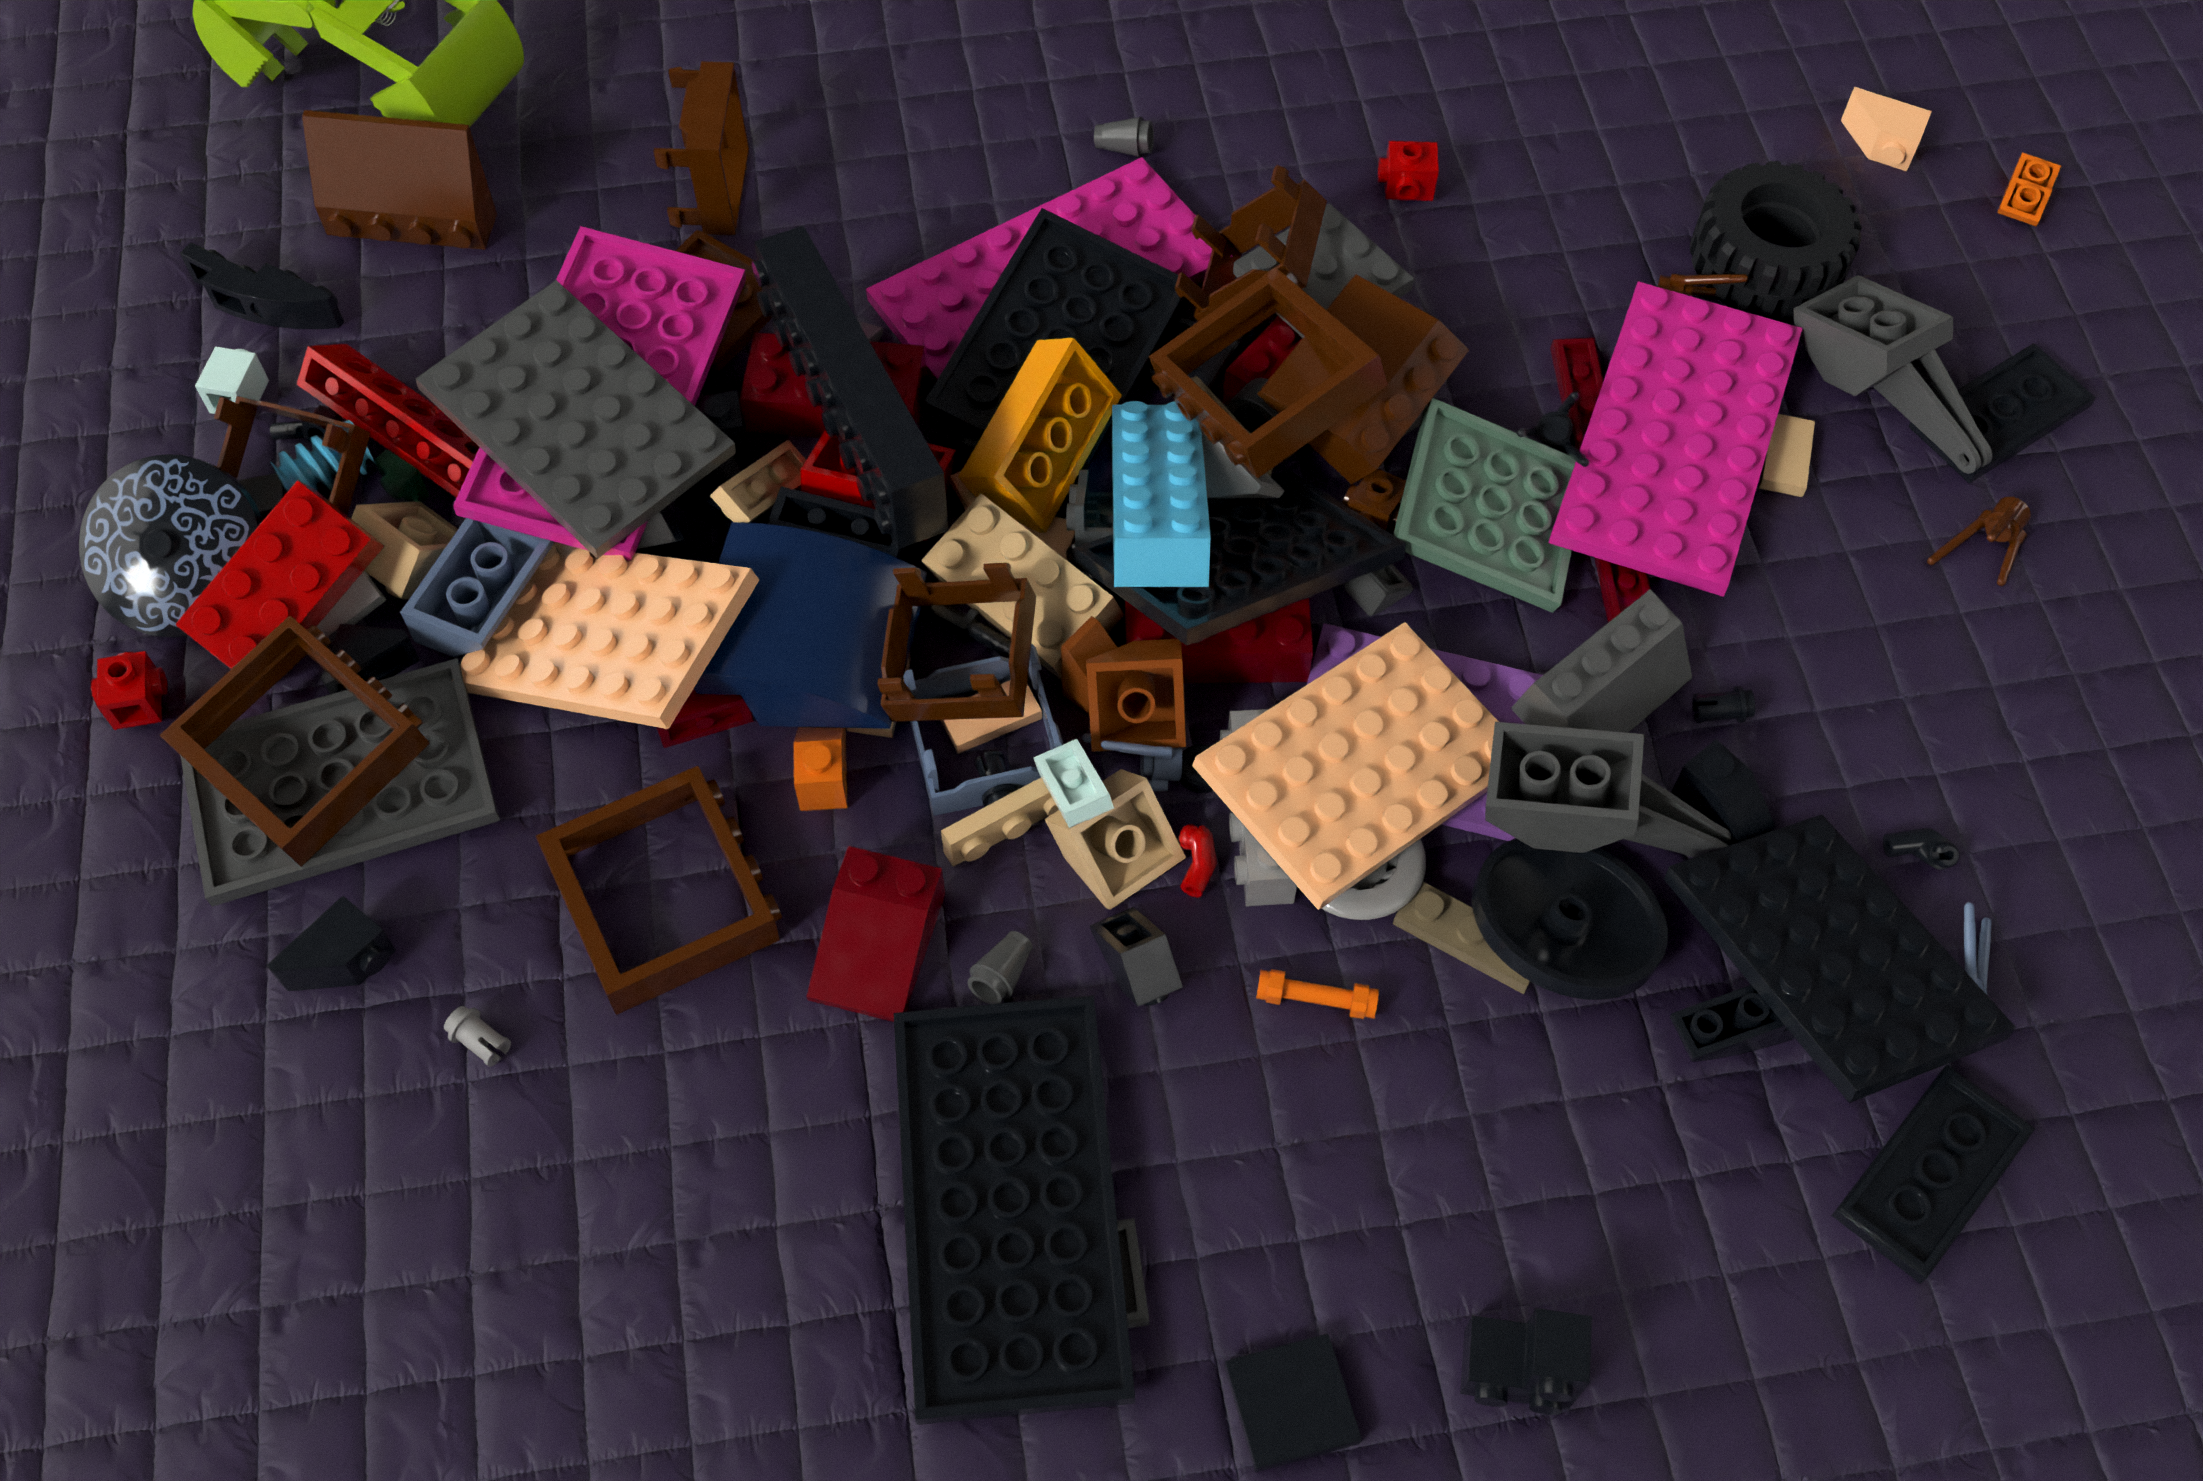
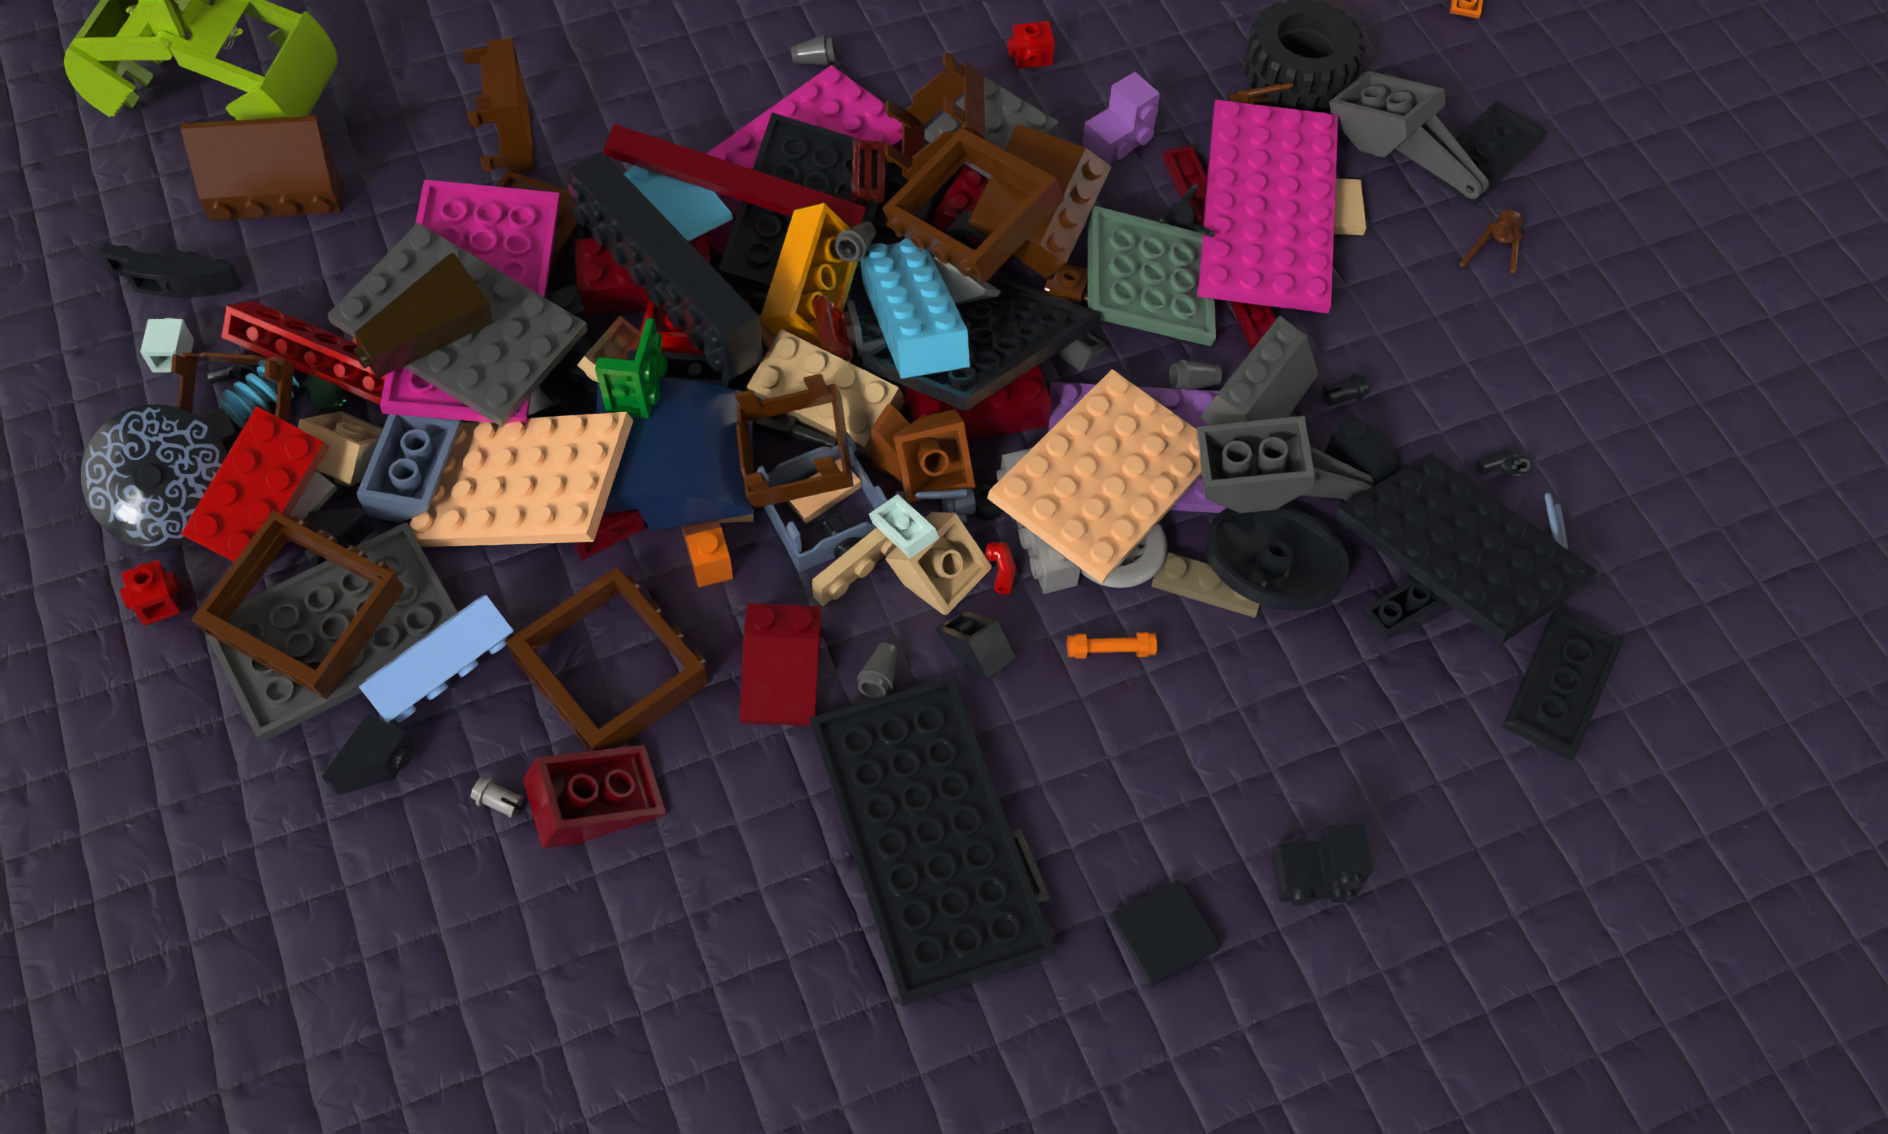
camera: 15 degrees left, 0 degrees up
(443, 842) = (435, 659): none -> light blue brick
(526, 404) = (423, 319): none -> dark brown slope
(594, 1056) = (591, 794): none -> dark red slope
(772, 534) = (634, 384): none -> green bracket
(892, 298) = (684, 205): none -> medium azure slope
(960, 283) = (722, 175): none -> dark red tile
(1047, 503) = (831, 328): none -> clear red tile
(1106, 394) = (855, 241): none -> dark grey cone
(1142, 332) = (867, 192): none -> clear red tile
(1510, 293) = (1126, 121): none -> medium lavender brick
(1519, 648) = (1194, 375): none -> dark grey cone

